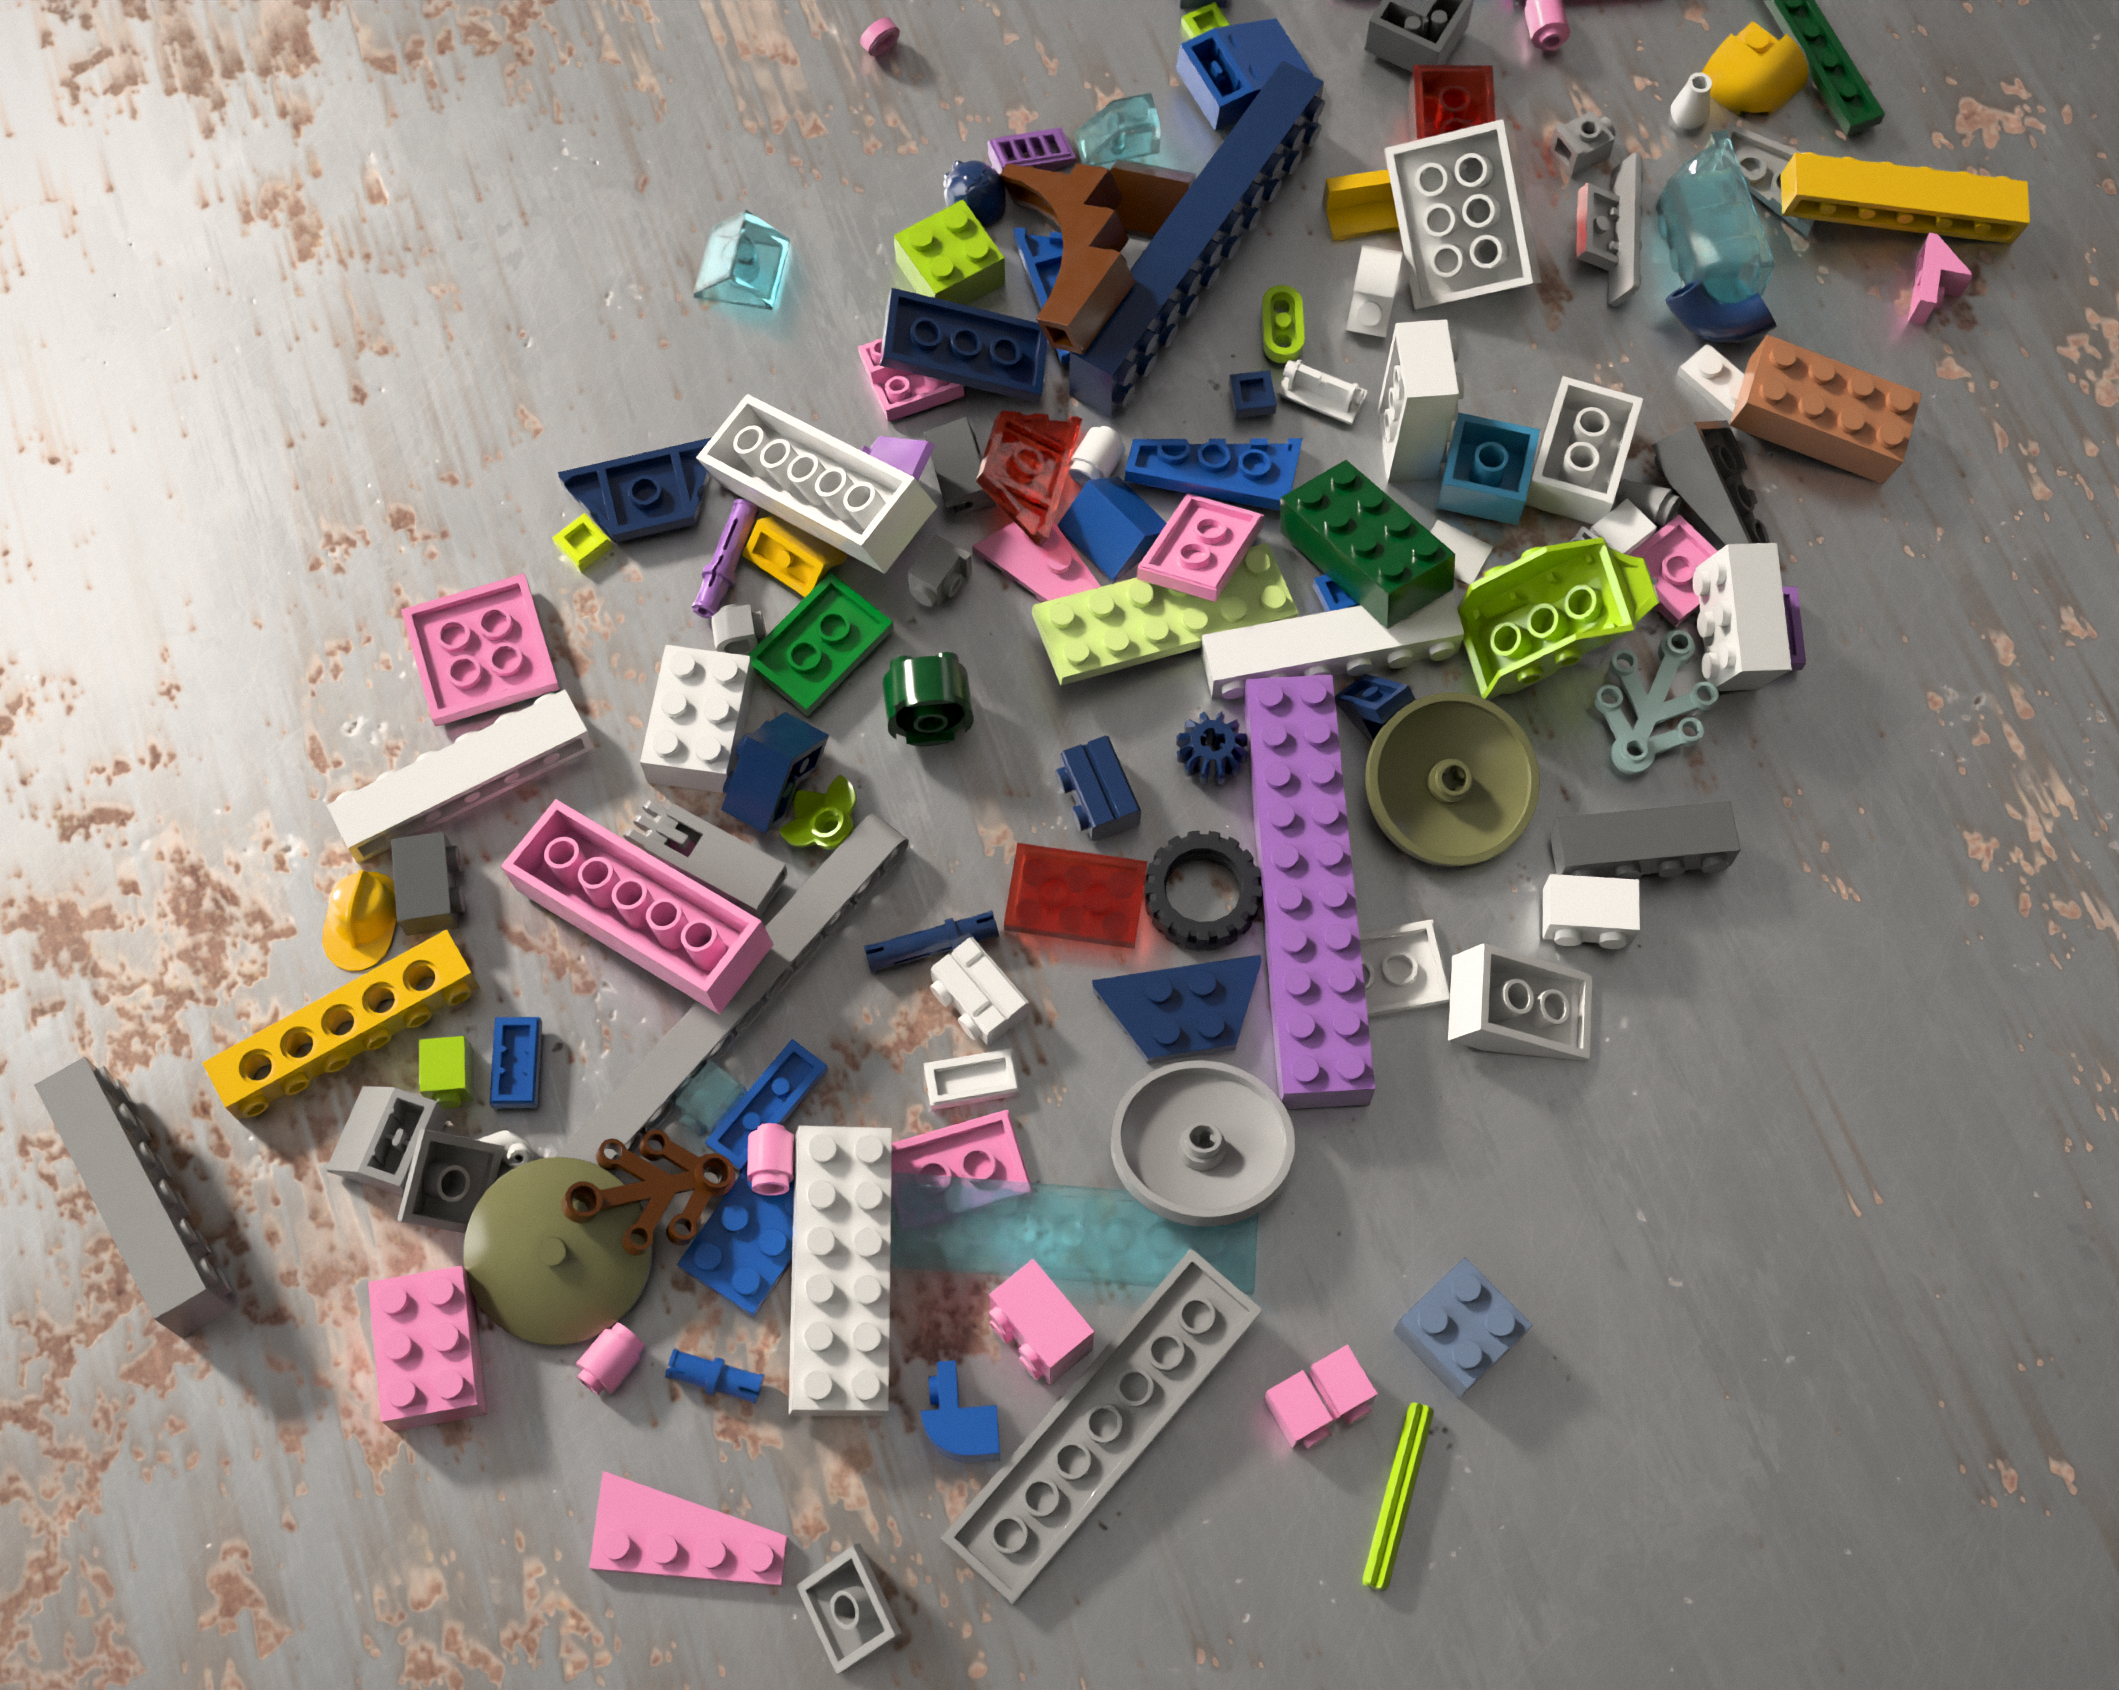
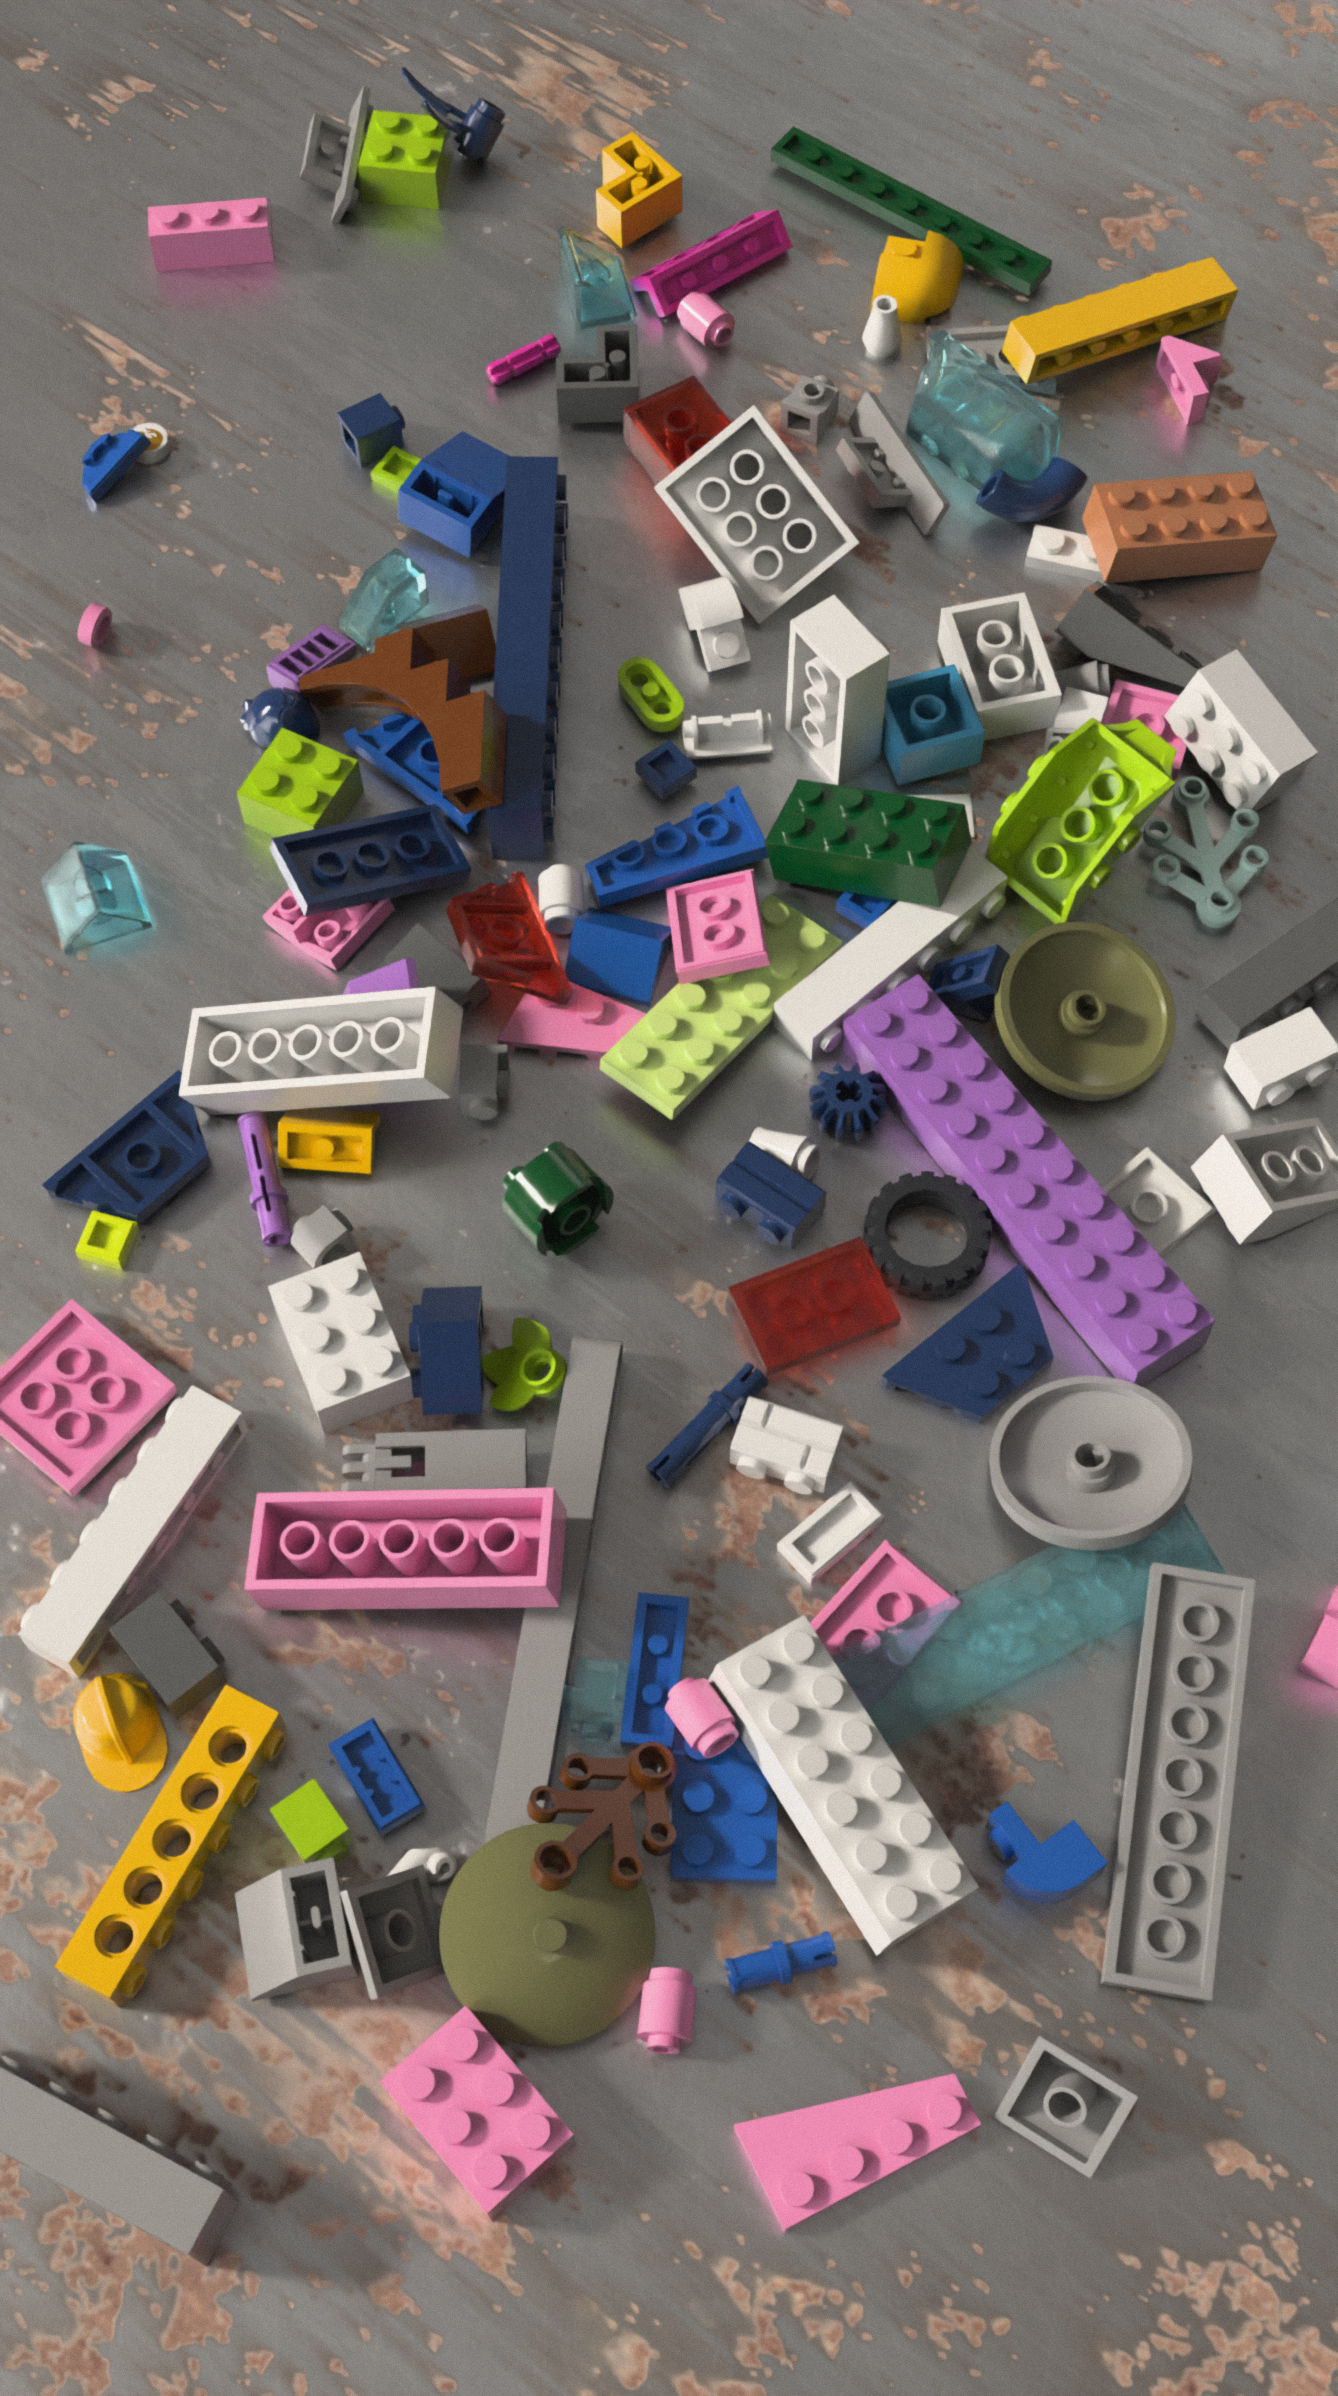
camera: 30 degrees left, 5 degrees down
(819, 643) = (411, 1208): green plate -> none
(1040, 1323) = (1062, 1717): bright pink brick -> none
(1139, 763) = (791, 1149): none -> white cone
(1360, 205) = (652, 554): yellow panel -> none

